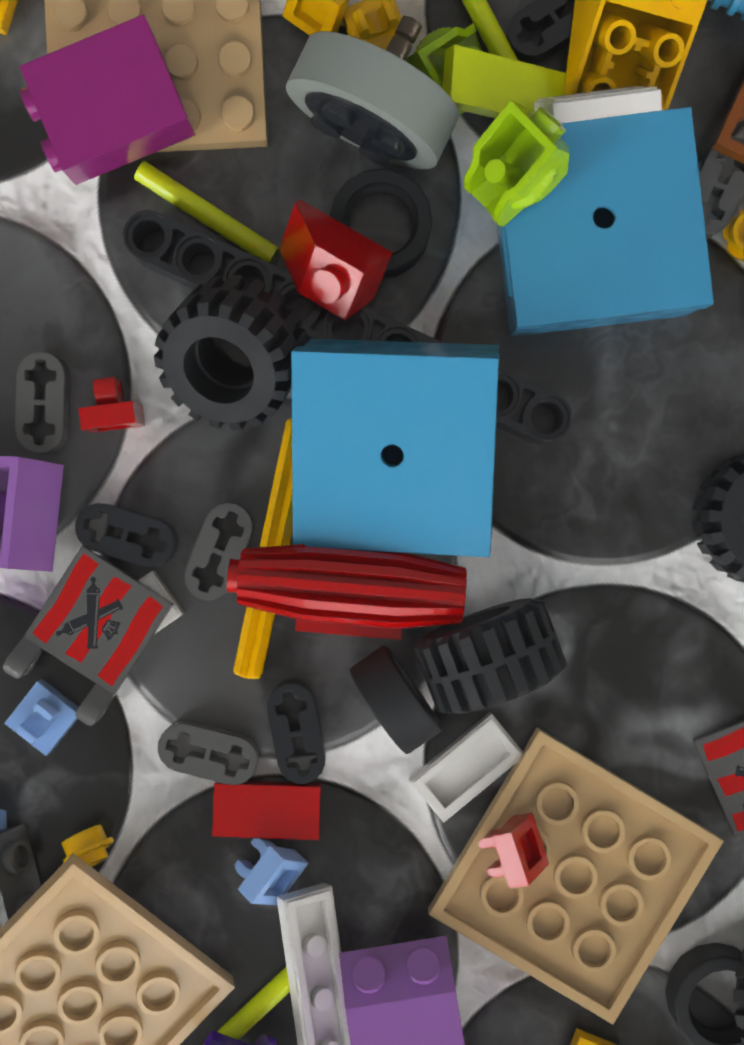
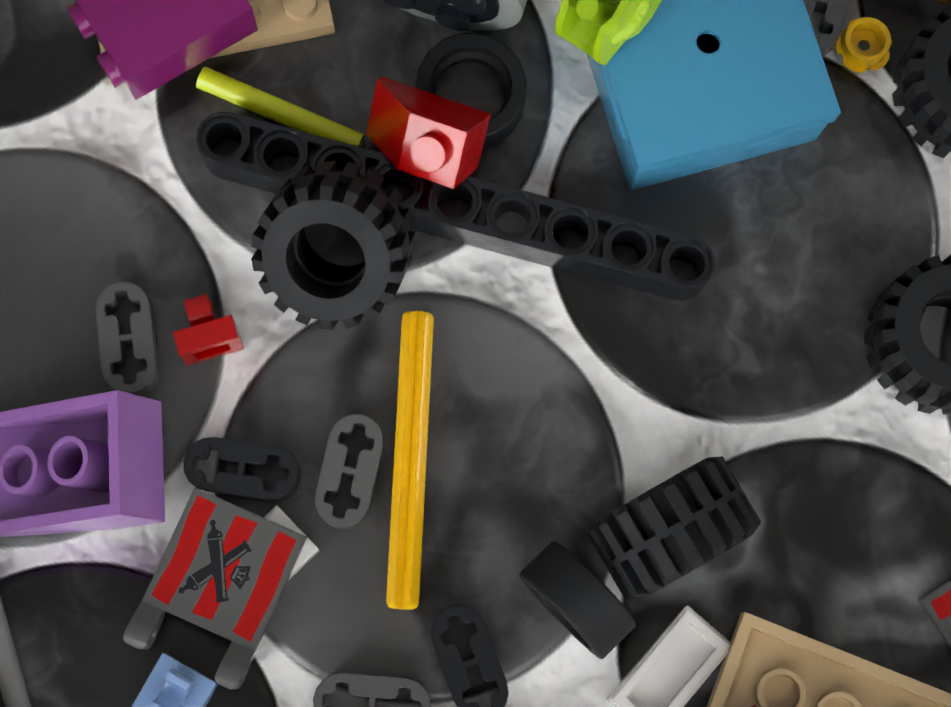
camera: 20 degrees left, 10 degrees down
(349, 589) = (505, 478): red plate -> none
(394, 446) = (530, 315): dark azure container -> none

